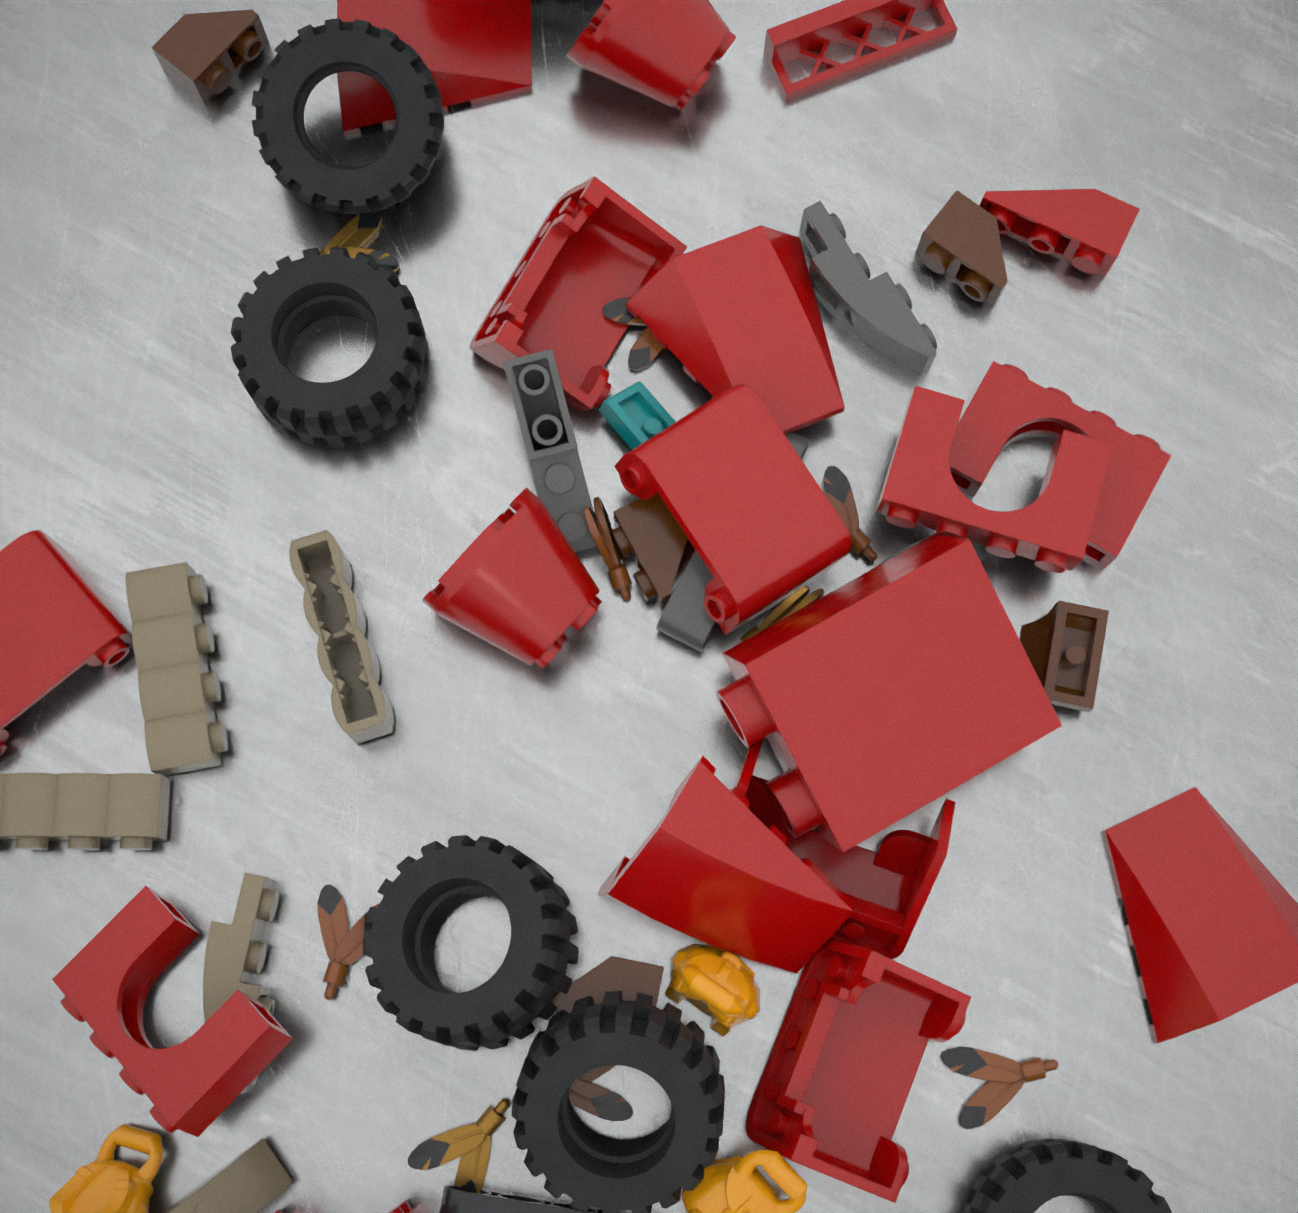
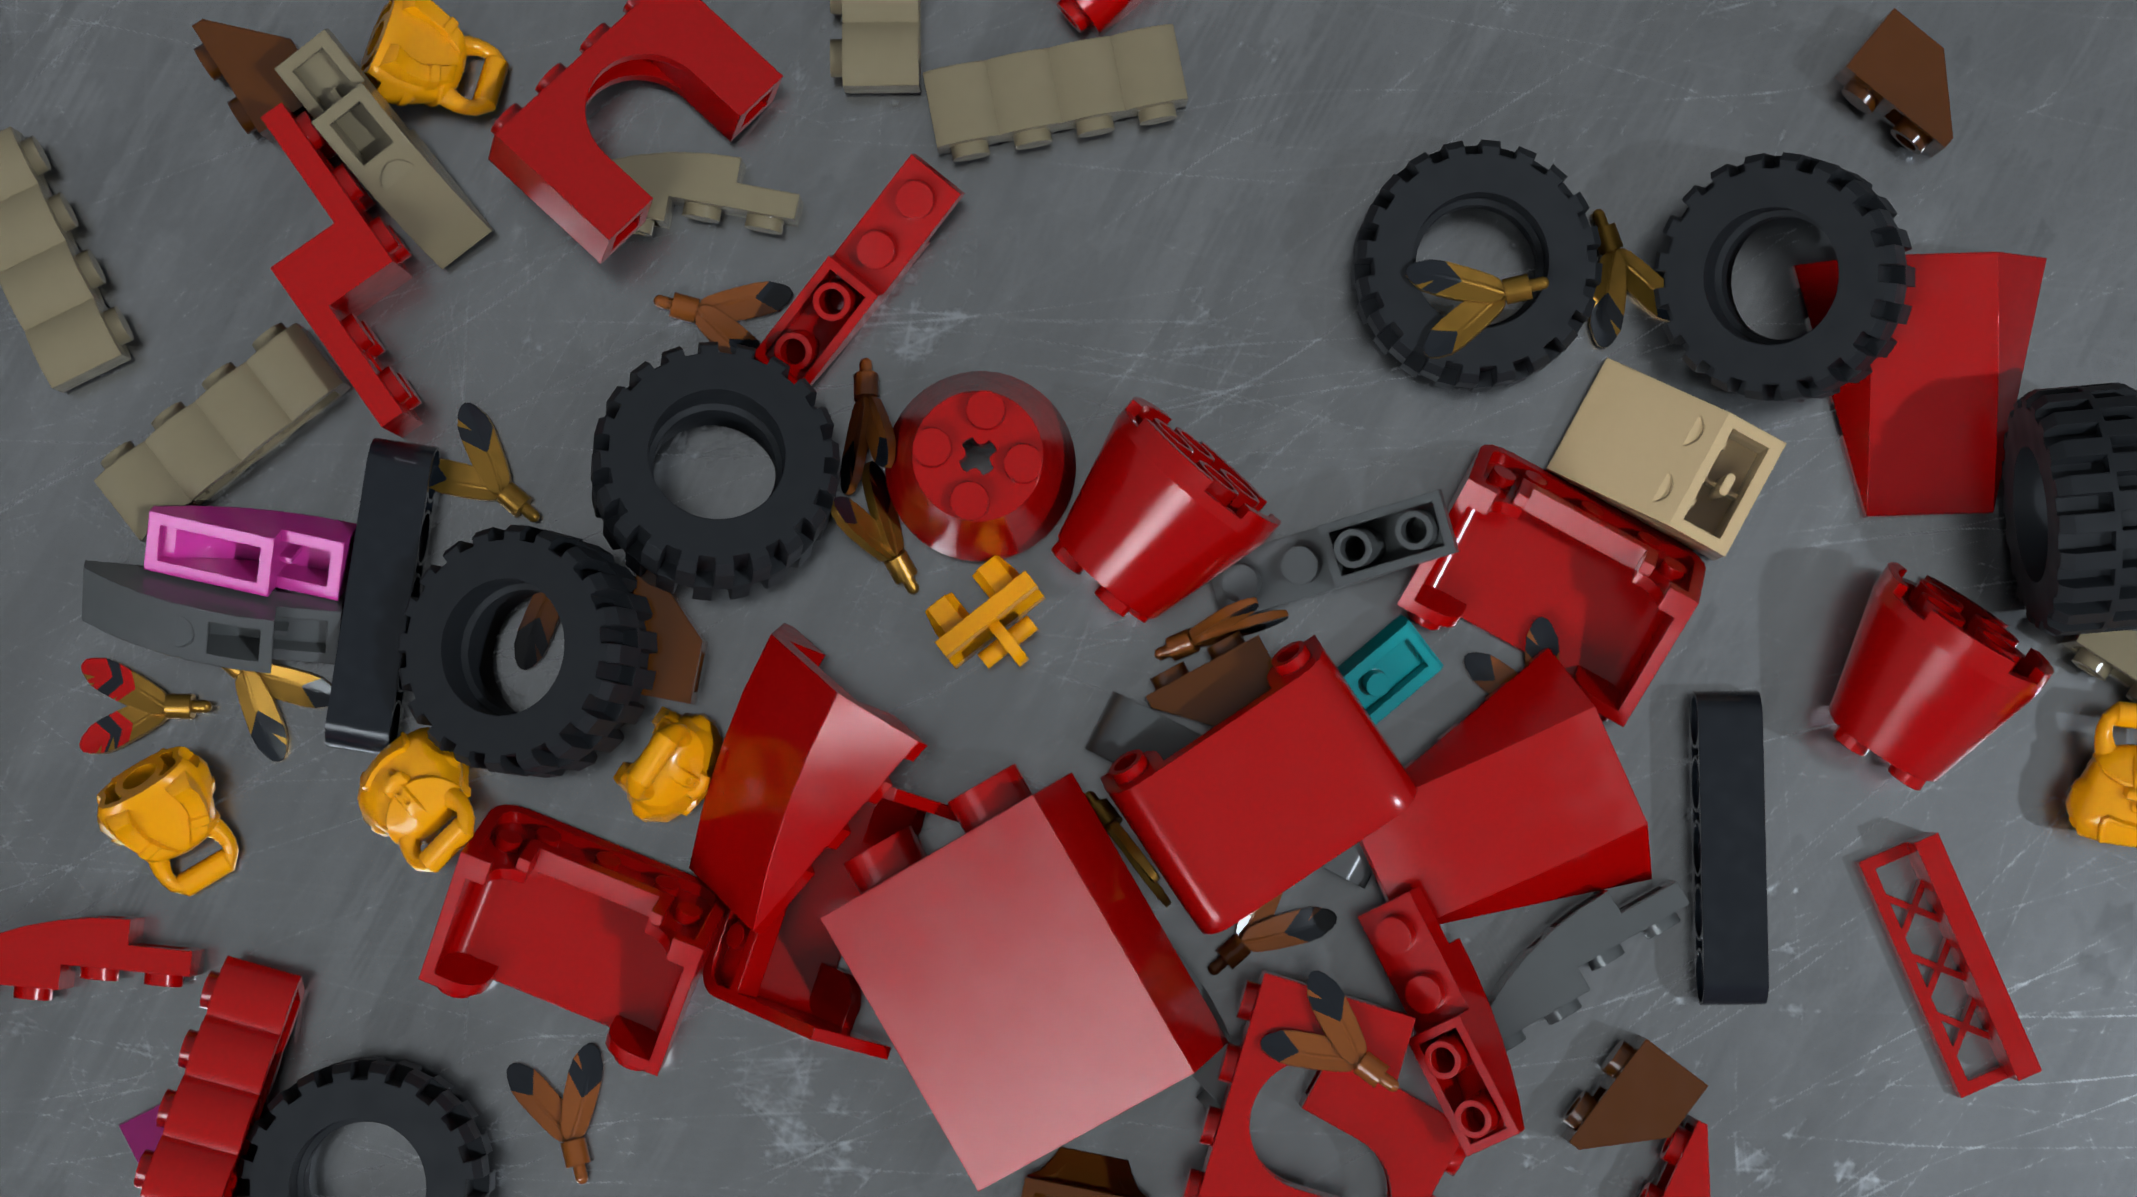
camera: 90 degrees right, 10 degrees up
(310, 823) = (861, 271): none -> red slope
(341, 625) = (1111, 292): dark tan brick -> none
(352, 329) = (1481, 297): none -> pearl gold piece
(437, 818) = (867, 428): none -> dark orange piece
(485, 214) = (1666, 458): none -> tan slope
(486, 763) = (972, 512): none -> red cone
(521, 813) = (878, 531): none -> pearl gold piece
(580, 709) = (1009, 599): none -> light orange hips
(776, 179) = (1729, 848): none -> black beam
(929, 360) = (1454, 1022): none -> red slope
(940, 439) = (1340, 1049): none -> dark orange piece

